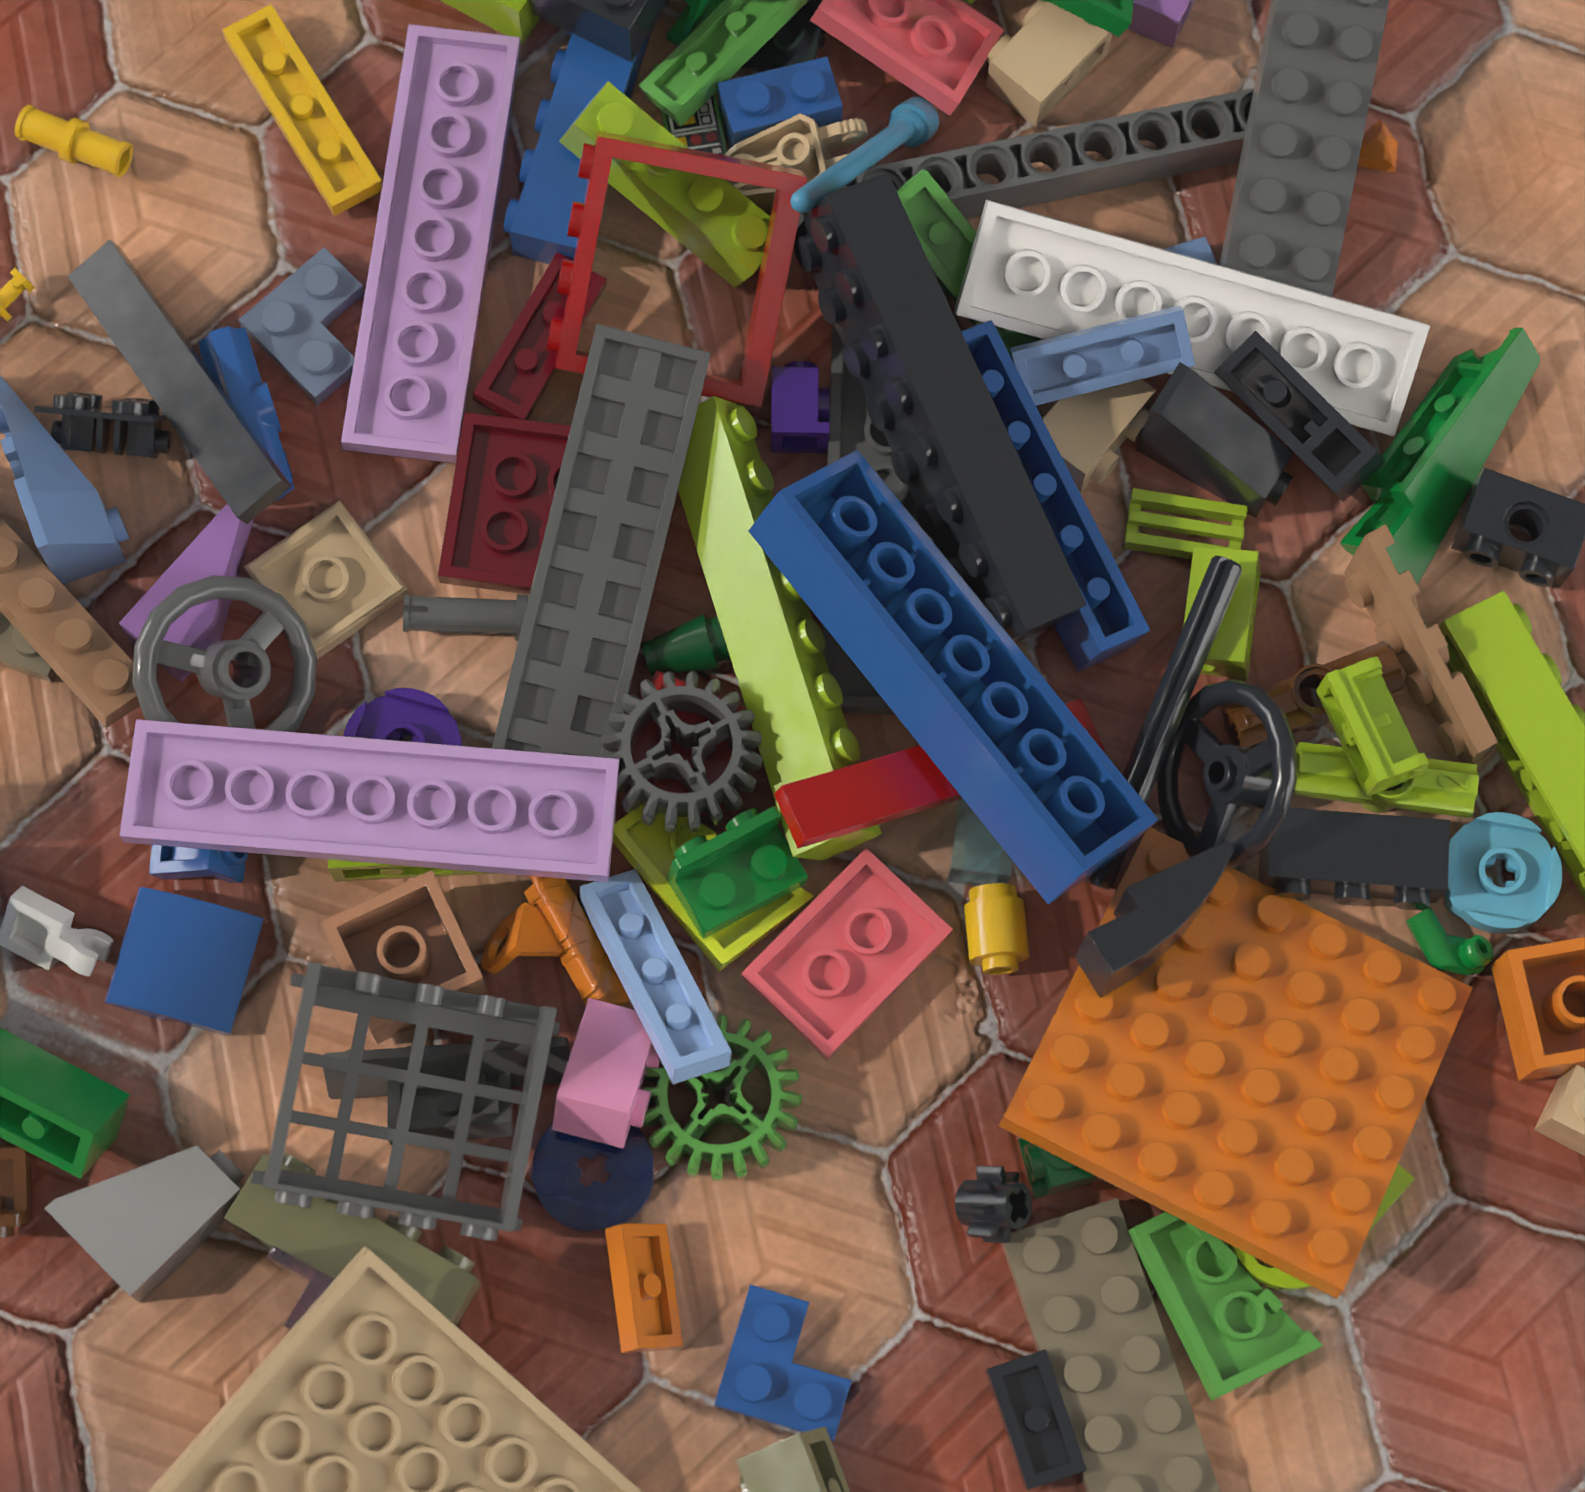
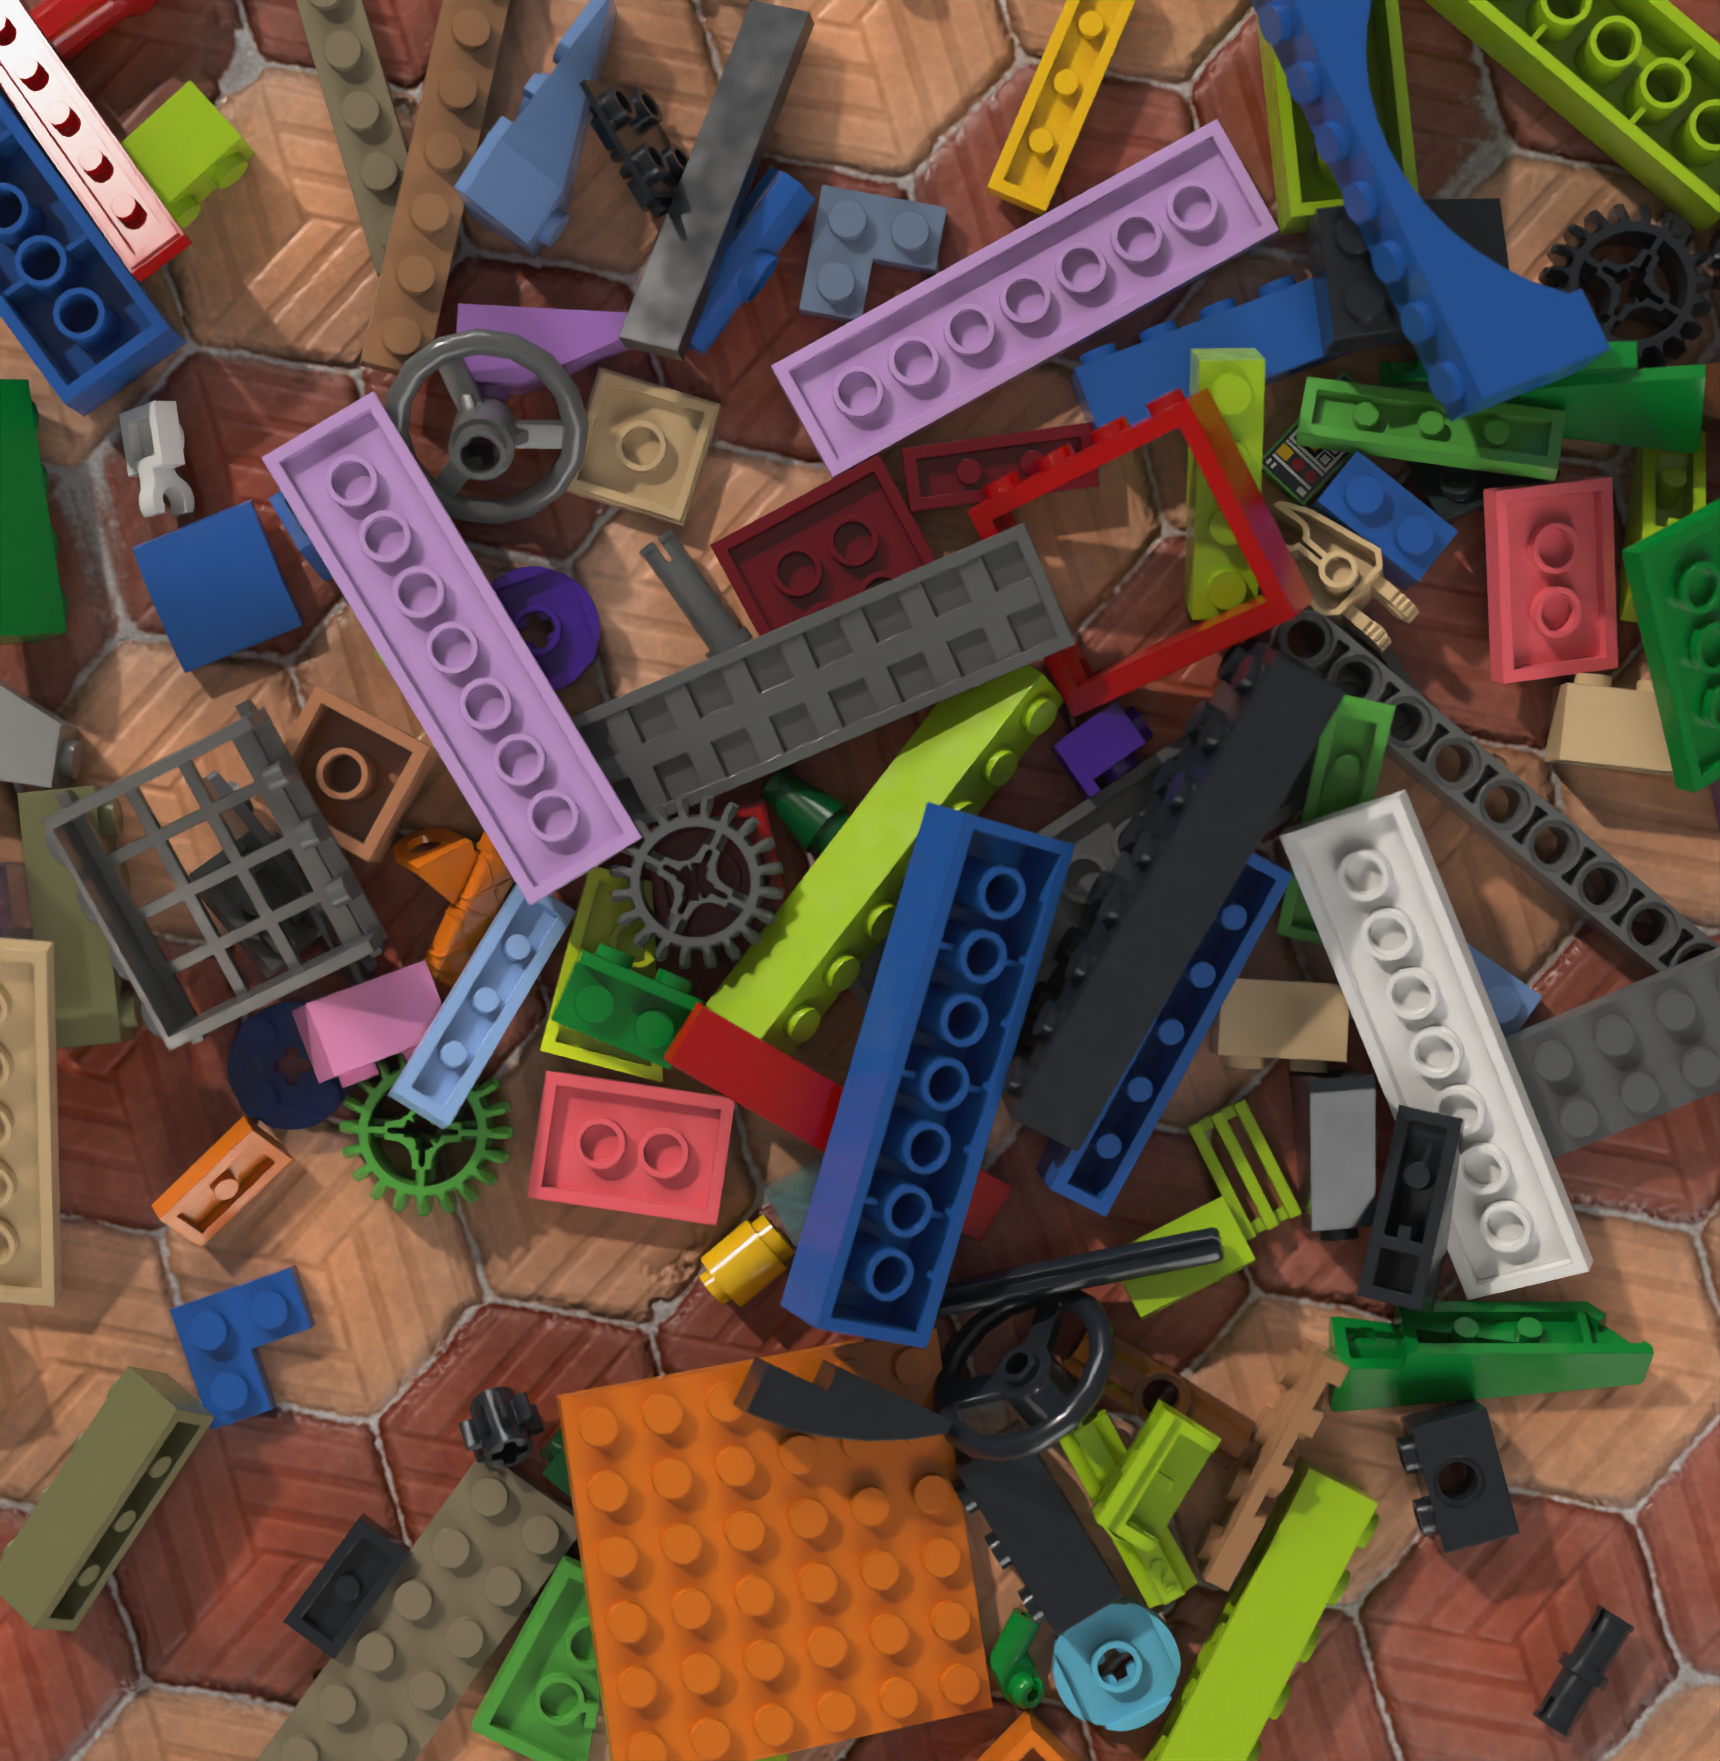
camera: 60 degrees right, 15 degrees up
(909, 125) = (1454, 650): dark azure piece -> none
(1104, 355) = (1336, 997): medium blue plate -> none

